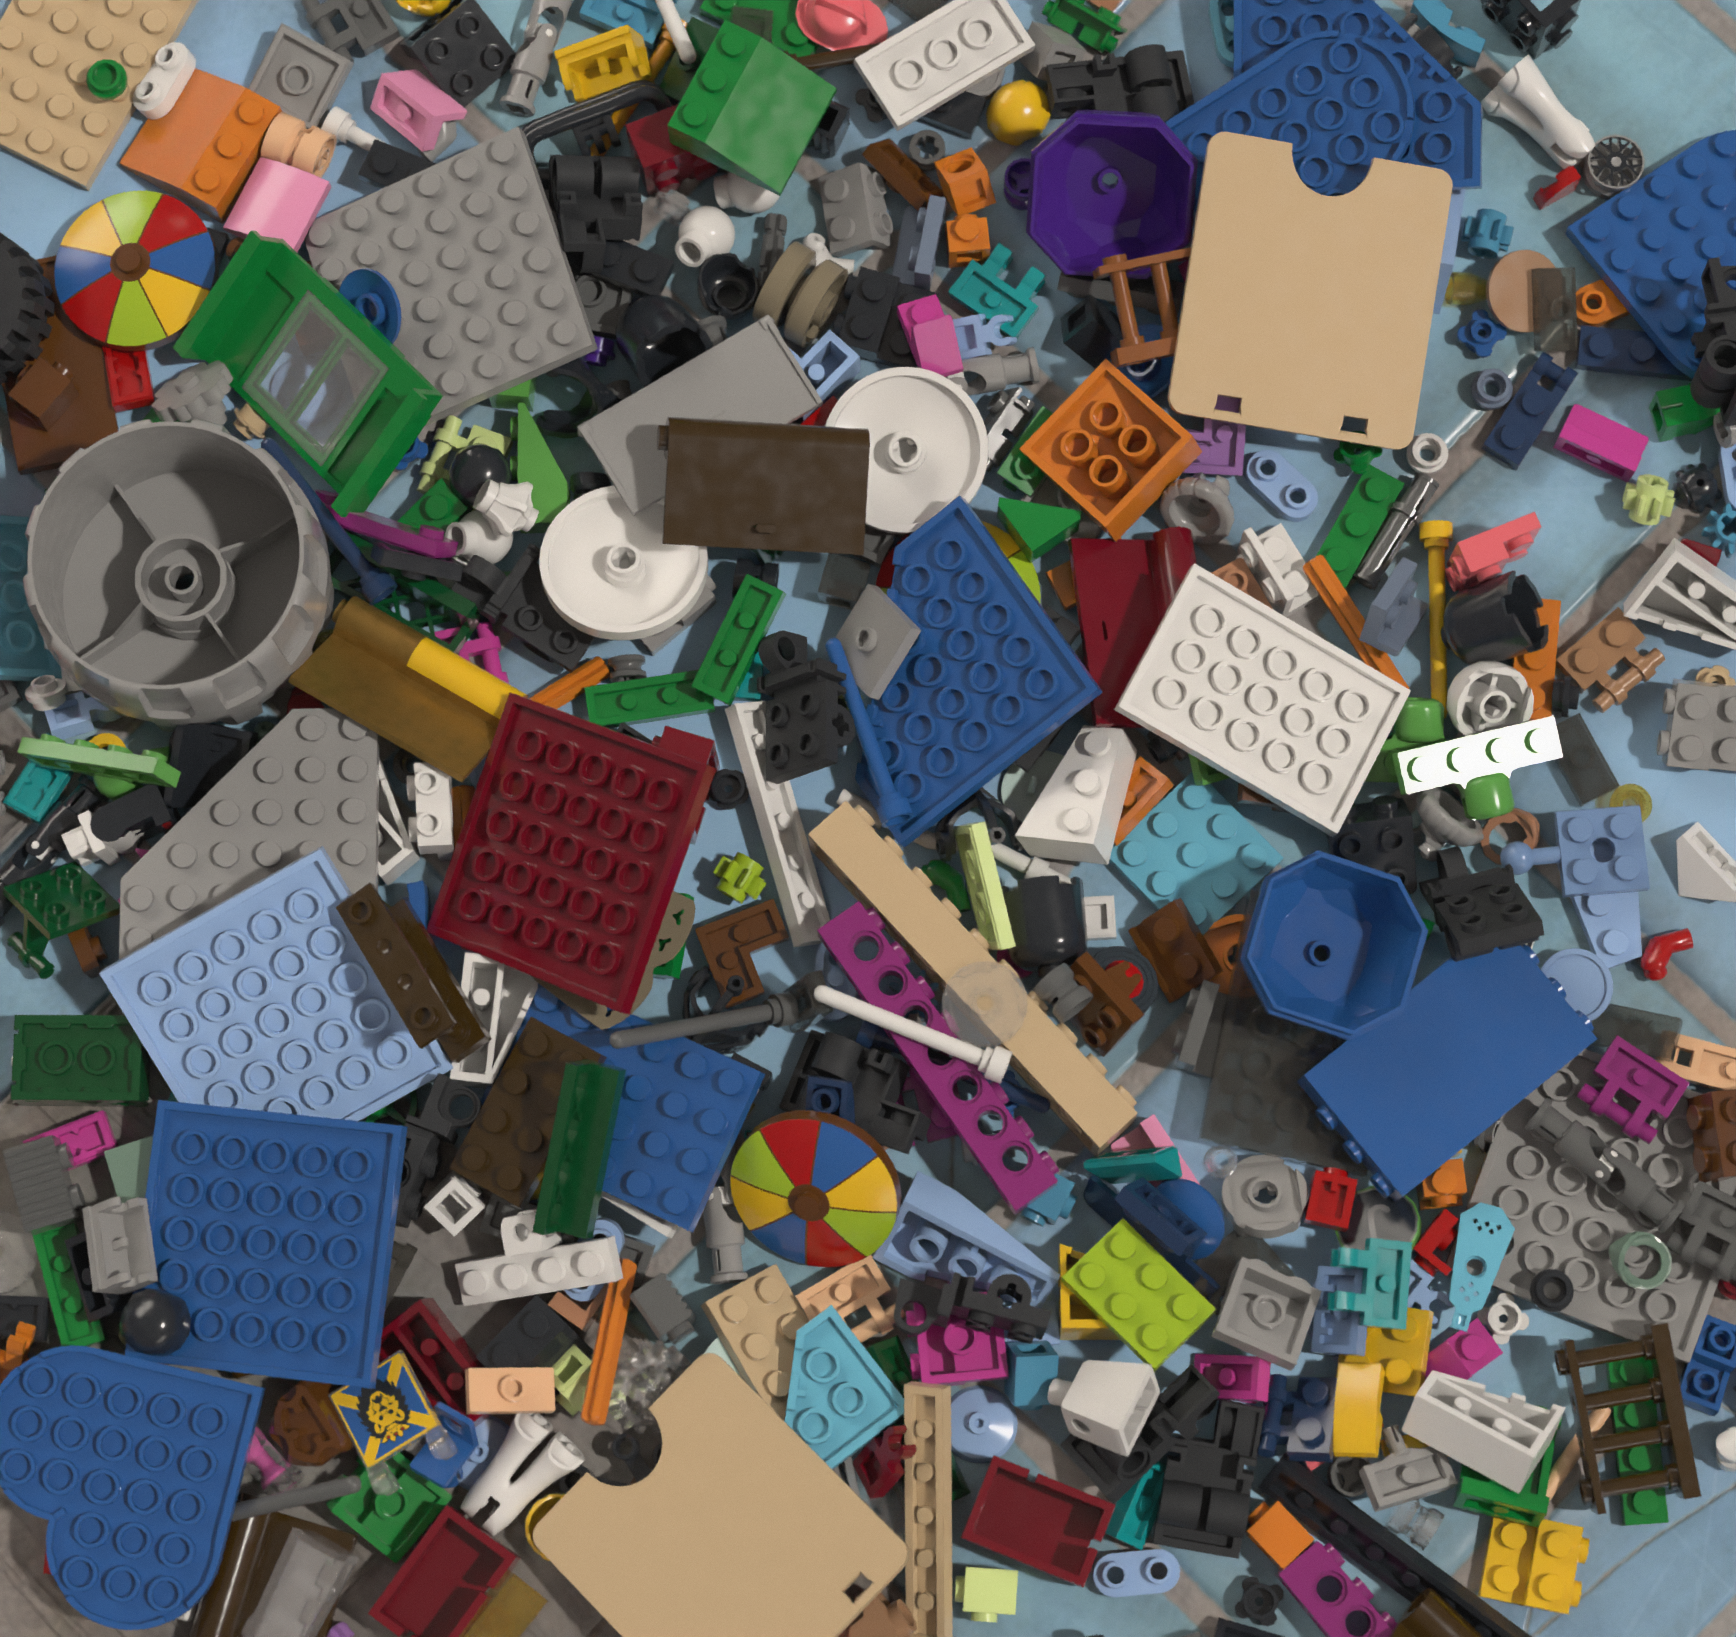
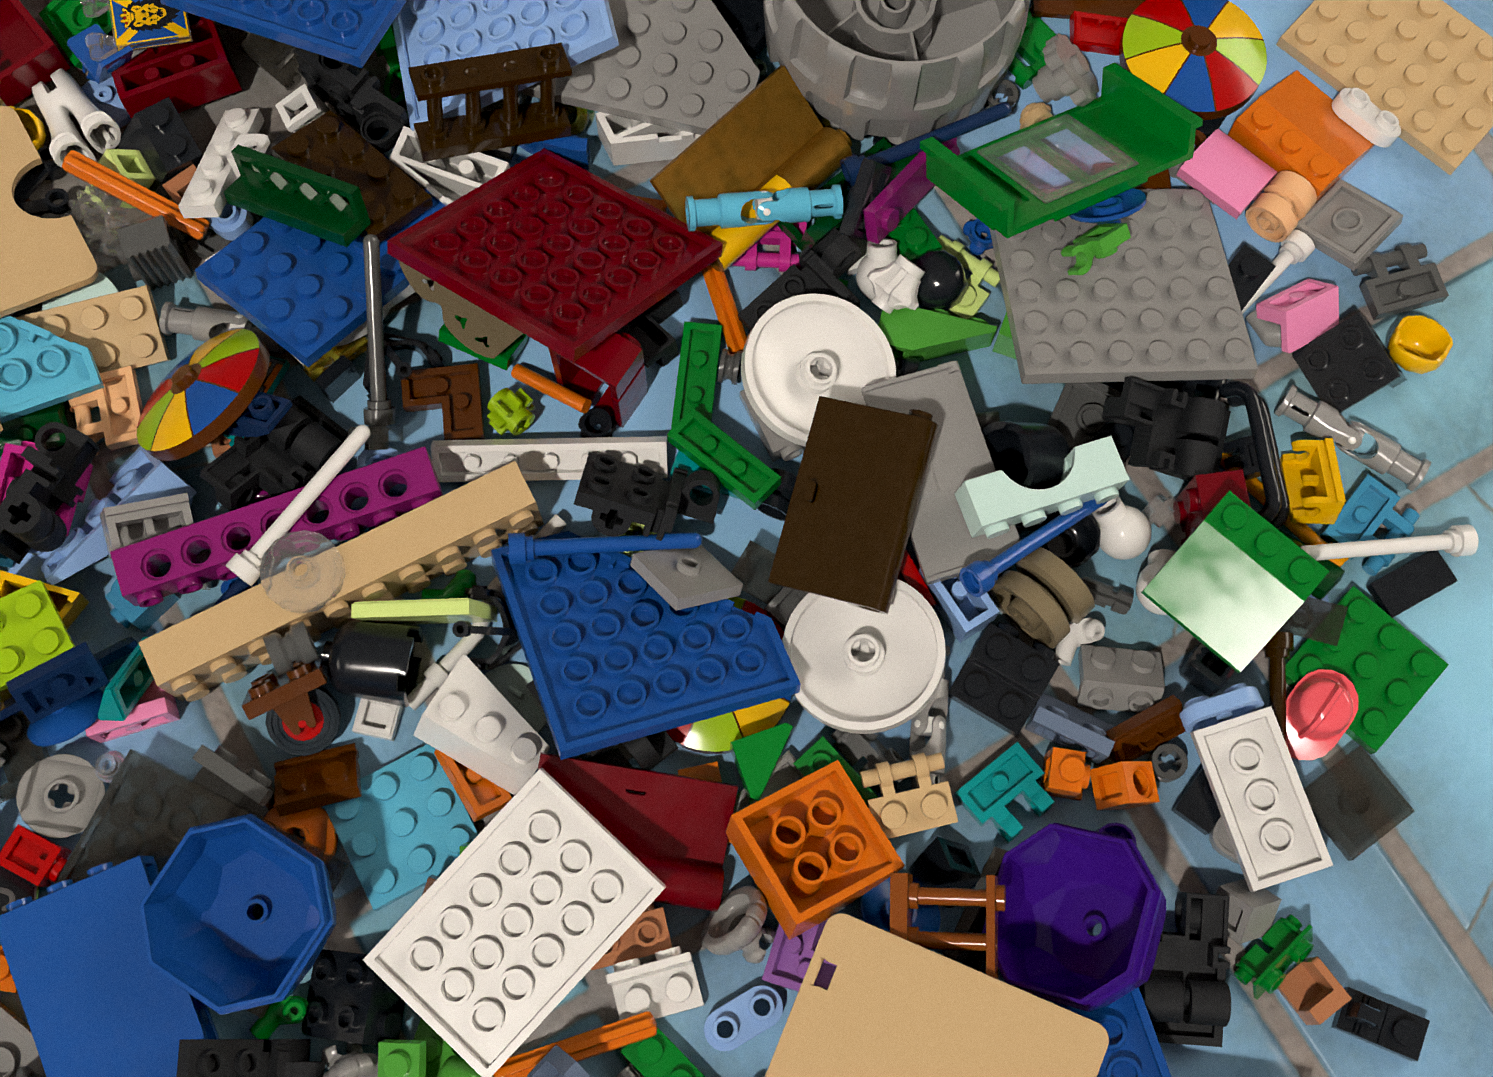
camera: 100 degrees right, 5 degrees down
(106, 79) = (1375, 64): green plate -> none
(420, 310) = (1097, 242): none -> bright green plate
(434, 811) = (633, 164): white plate -> none
(455, 655) = (786, 205): none -> medium azure piece
(510, 1390) = (124, 108): light nougat plate -> none
(596, 398) = (1000, 391): black helmet -> none
(602, 354) = (1034, 410): dark purple plate -> none
(670, 272) = (996, 501): none -> light aqua arch
(701, 845) = (551, 388): none -> orange piece
(809, 344) = (981, 575): none -> blue piece
(857, 92) = (1234, 702): none -> light blue plate
(931, 336) = (972, 707): dark pink slope -> none
(971, 1194) = (144, 520): none -> light grey hinge
(976, 335) = (965, 754): light blue plate -> none
(1018, 112) = (1189, 862): yellow hair -> none
(1044, 367) = (912, 809): none -> tan plate

